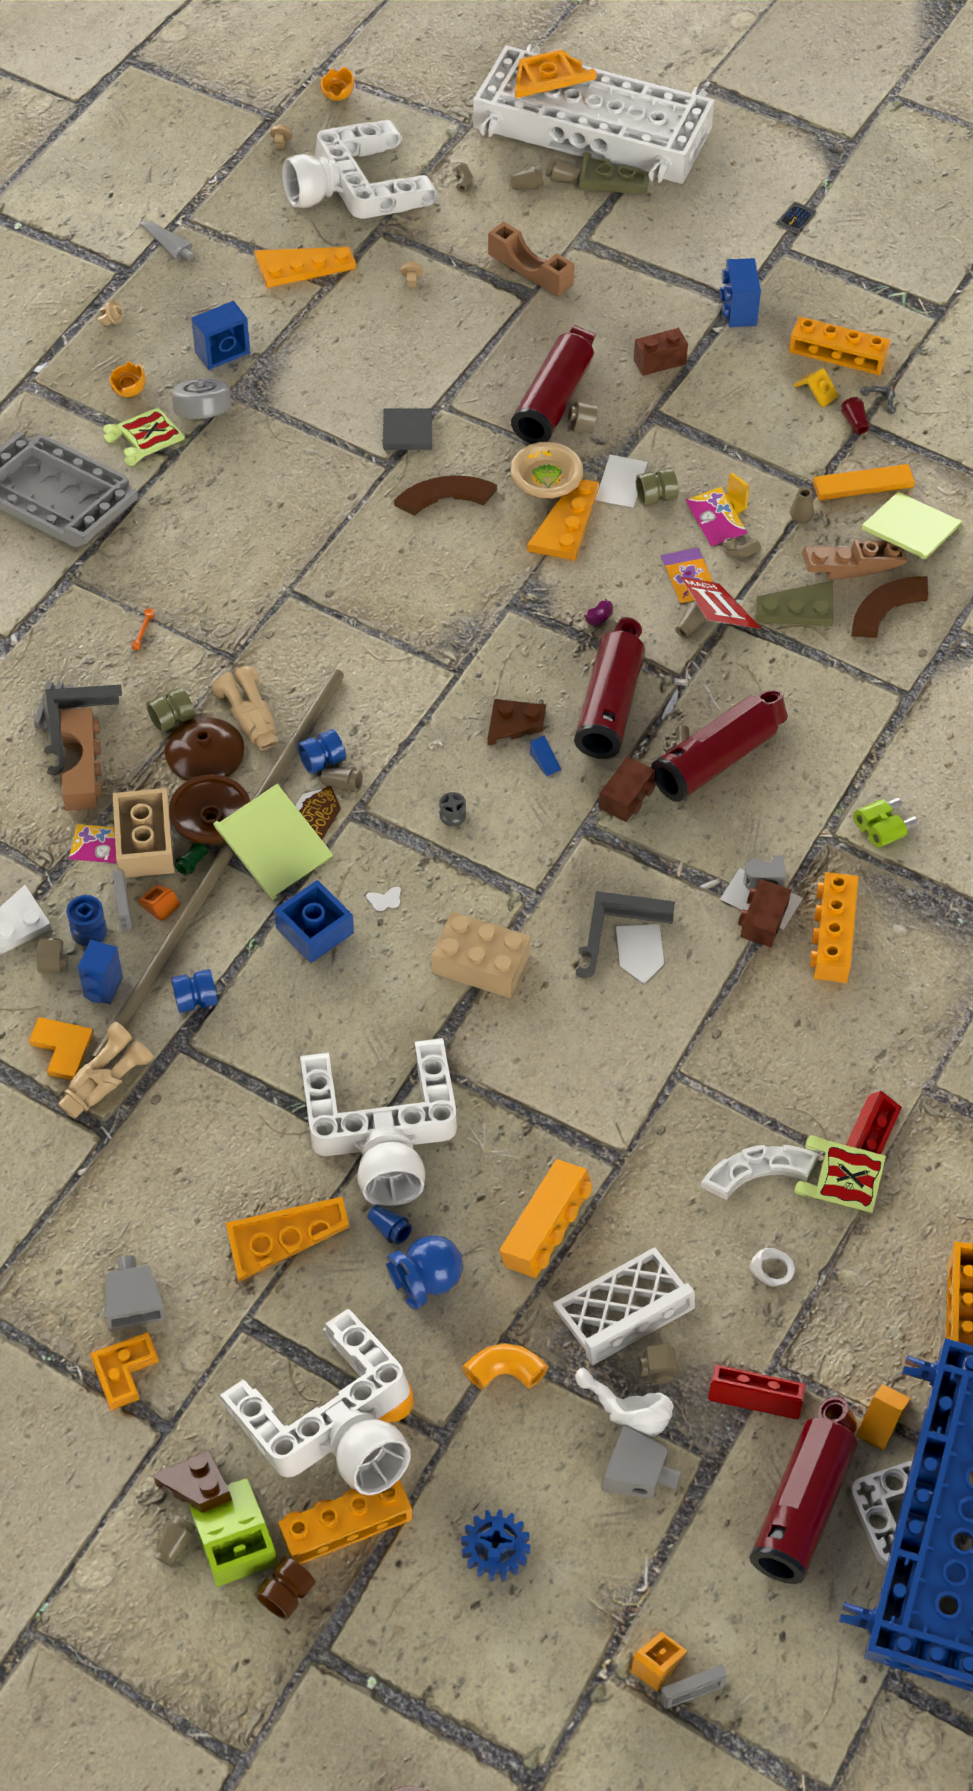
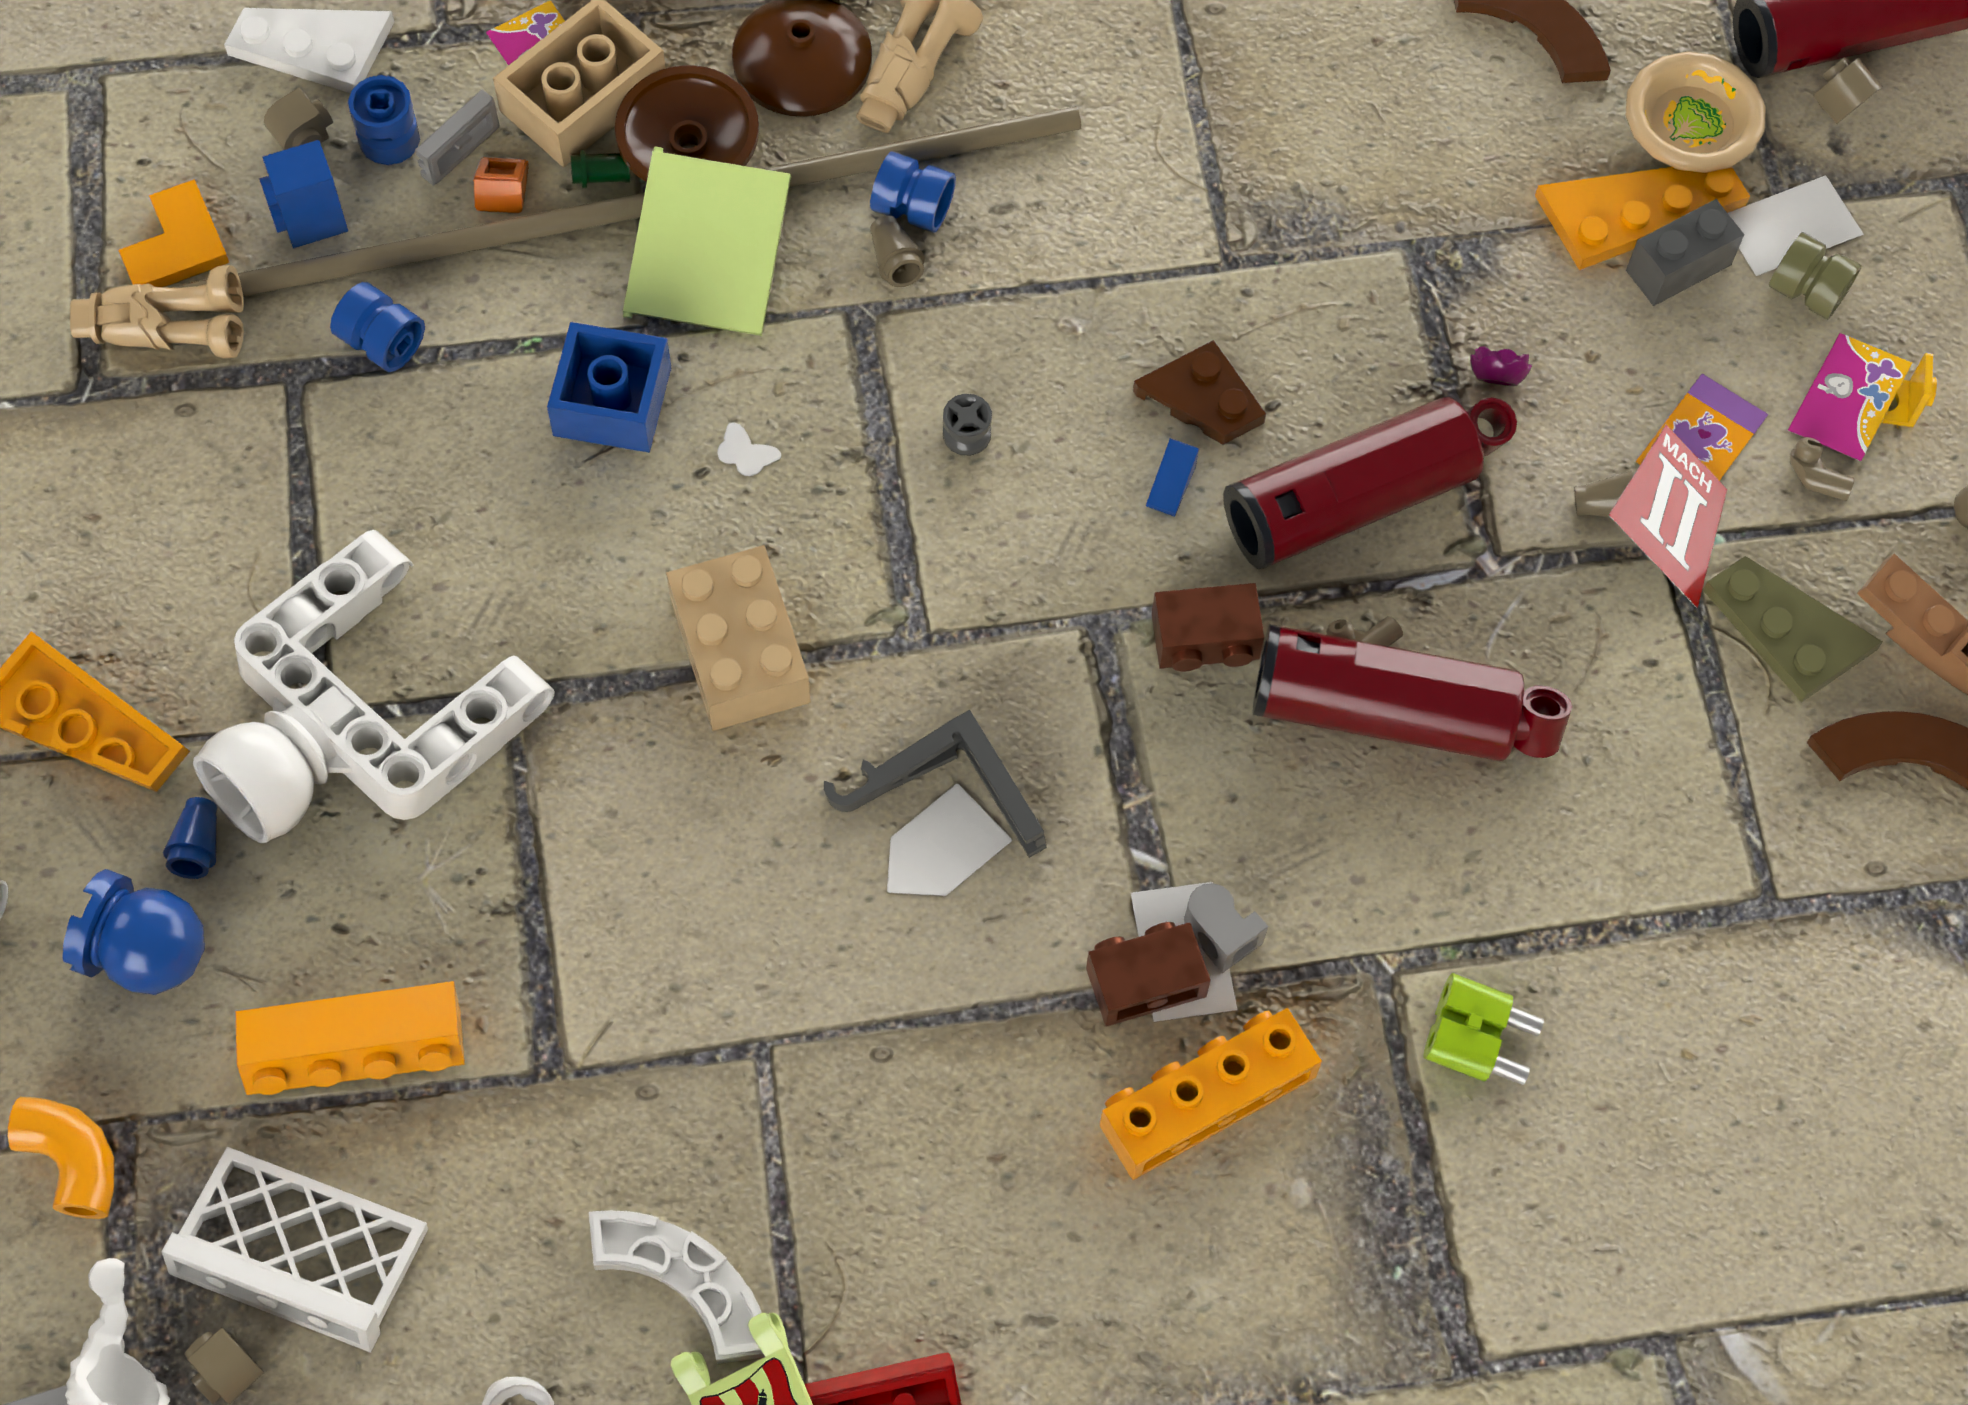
camera: 50 degrees right, 10 degrees up
(319, 809) = (818, 262): reddish brown sticker -> none
(606, 519) = (1684, 252): none -> dark grey brick

